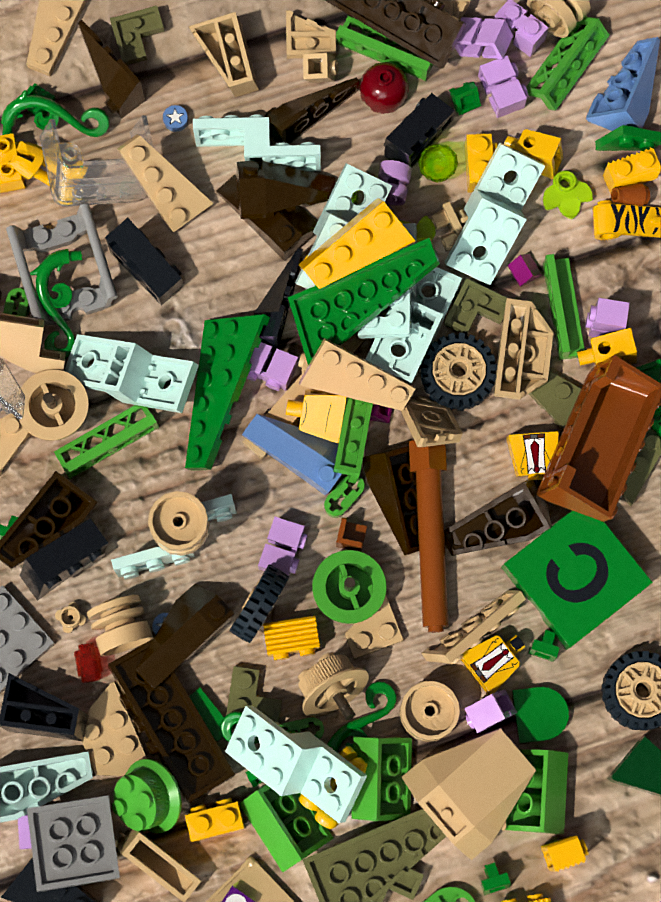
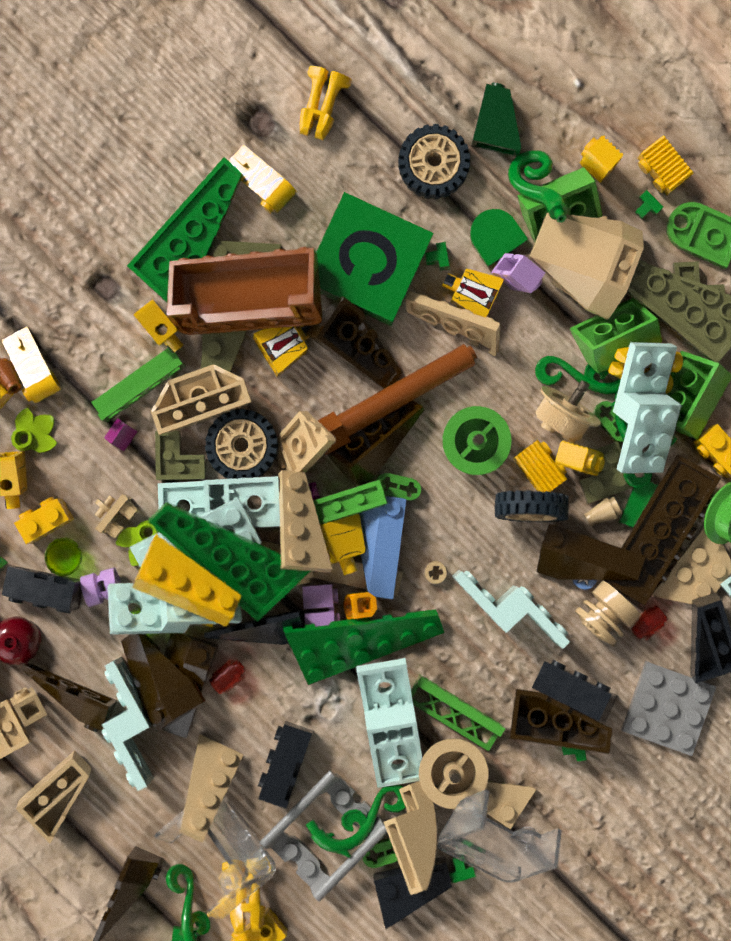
camera: 115 degrees left, 10 degrees up
(69, 625) = (626, 658): tan plate -> none
(131, 28) = (77, 895): olive plate -> none
(171, 509) = (519, 616): tan wheel -> none
(175, 118) = (138, 809): medium blue tile -> none
(217, 677) = (604, 511): none -> tan cone
(249, 497) = (429, 567): none -> tan bush
(251, 253) = (227, 676): none -> clear red brick
(252, 400) = (359, 605): none -> light orange rock
(280, 675) = (580, 458): none -> yellow brick
(285, 535) = (482, 512): lavender piece -> none
(351, 535) = (429, 462): dark orange panel -> none
(374, 633) = (501, 400): tan wing -> none
(420, 698) = (554, 313): tan wheel -> none
(494, 214) = (86, 483): light aqua bracket -> none
(546, 775) = (550, 198): none -> green plant
(607, 317) = (131, 340): lavender piece -> none

